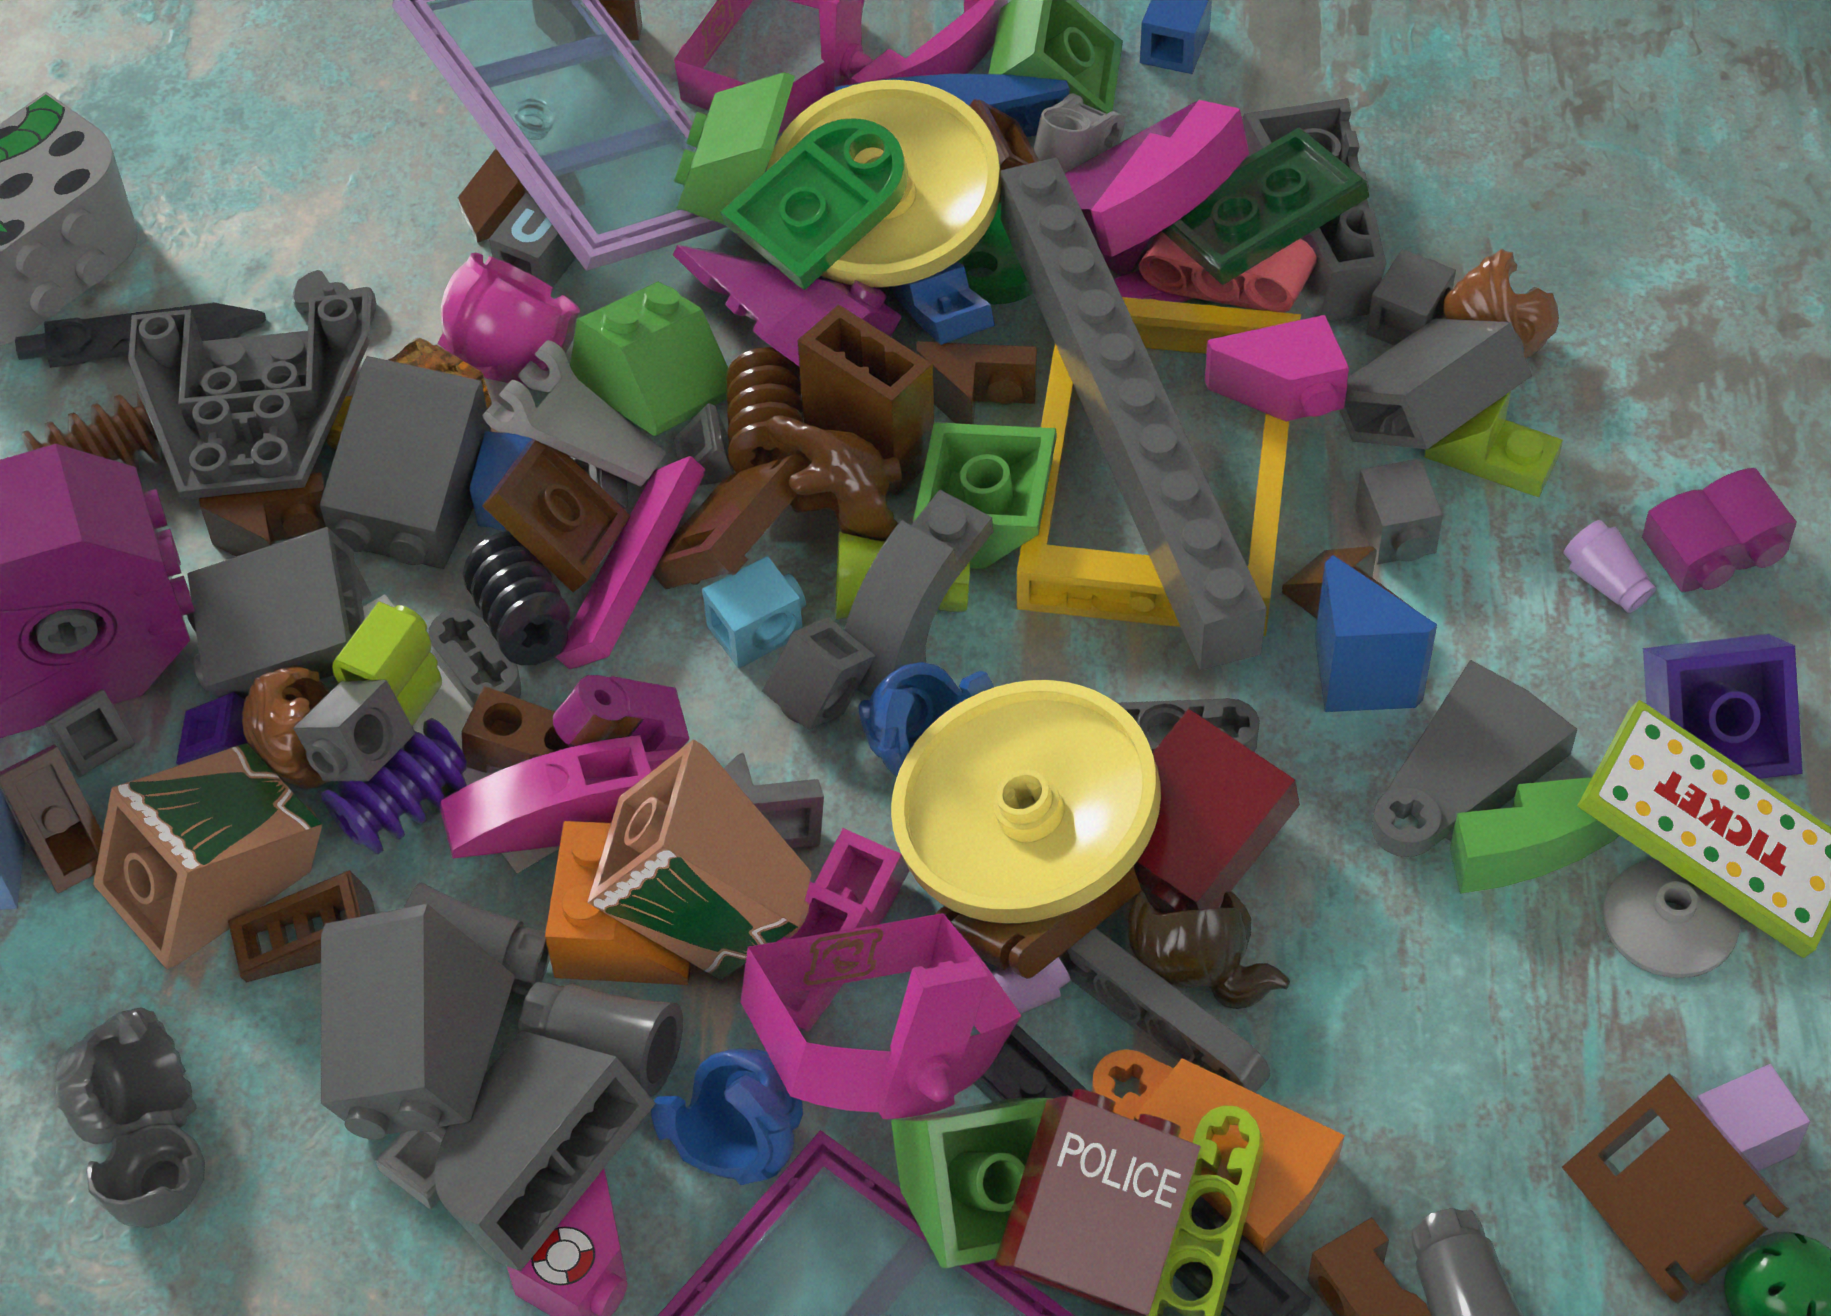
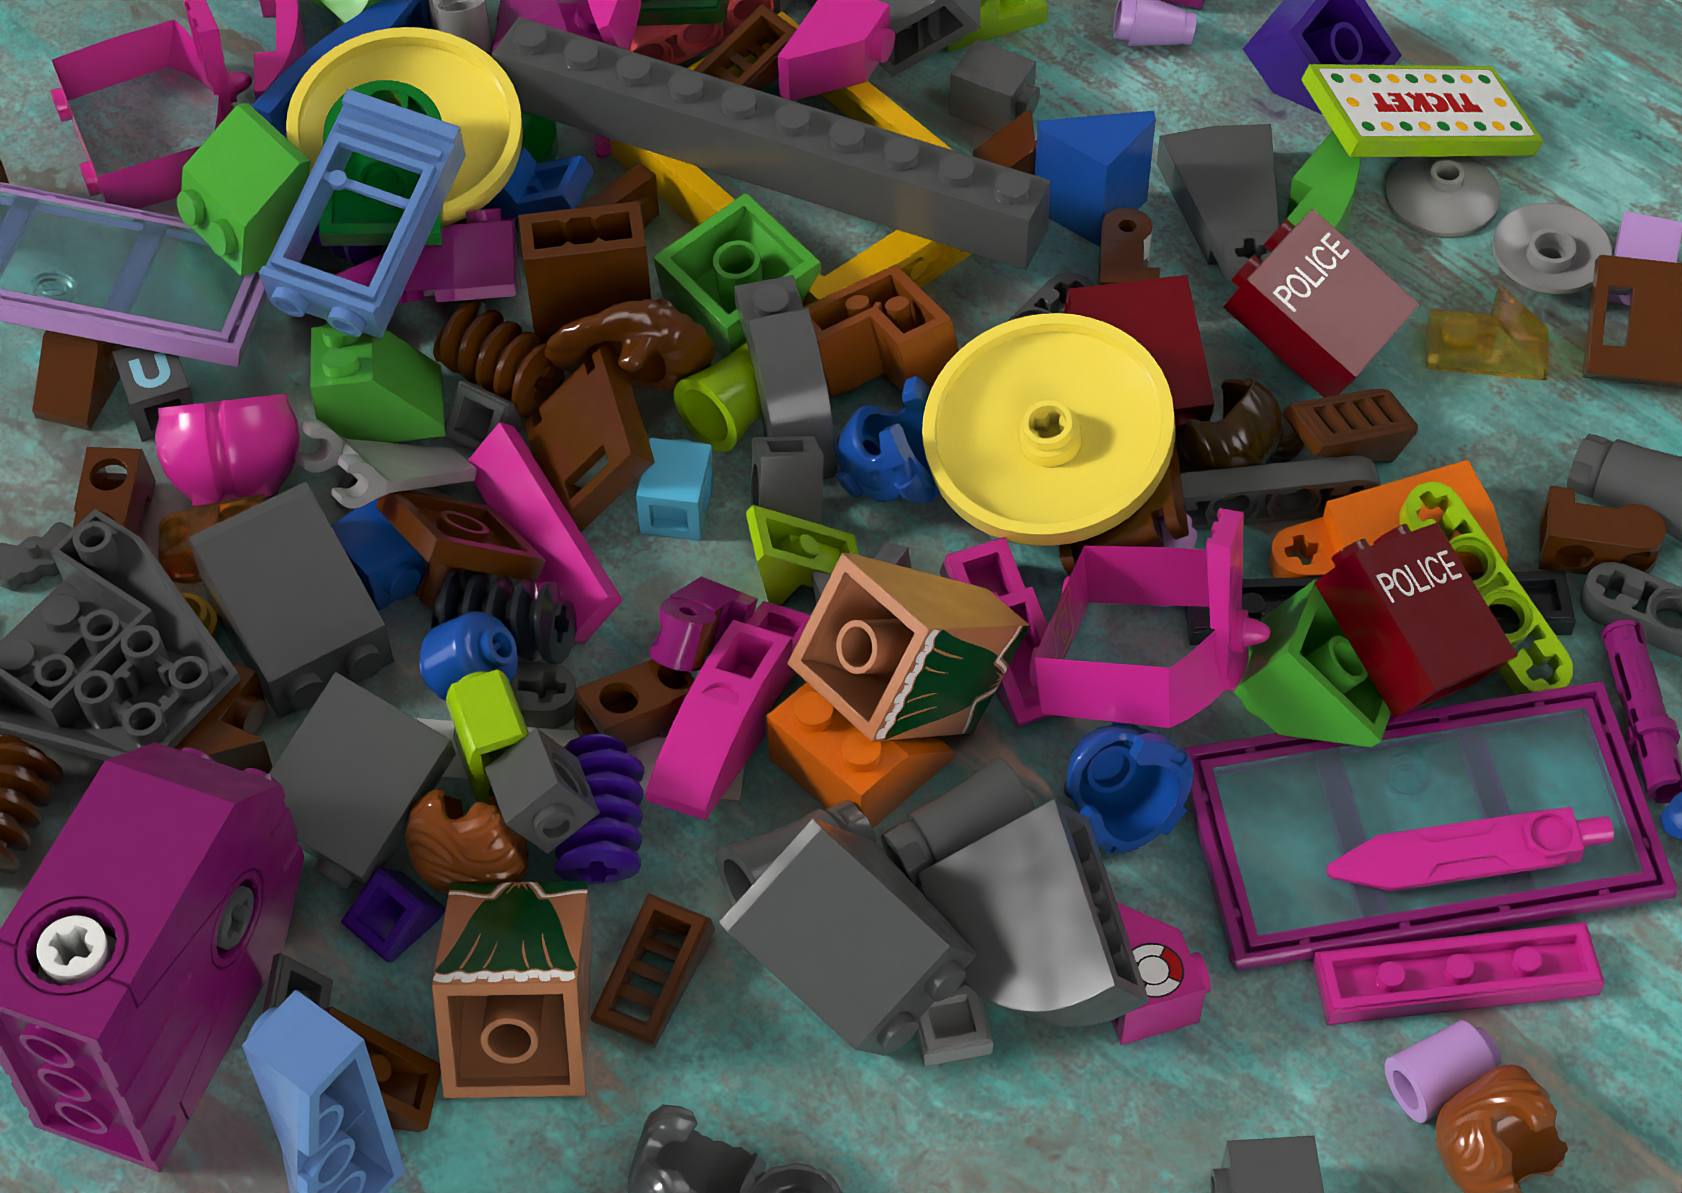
camera: 50 degrees left, 0 degrees up
(406, 301) = (115, 494): none -> reddish brown leg
(447, 582) = (464, 647): none -> blue head
(750, 720) = (792, 549): none -> lime slope
(822, 187) = (390, 136): none -> medium blue door
(1025, 616) = (881, 329): none -> dark orange brick
(1233, 312) = (758, 29): none -> reddish brown slope
(1310, 732) = (1125, 247): none -> reddish brown leg
(1328, 1029) = (1353, 425): none -> reddish brown slope
(1395, 902) = (1318, 303): none -> brick
(1524, 1068) = (1494, 344): none -> clear yellow slope
(1684, 1017) = (1550, 247): none -> light grey dish

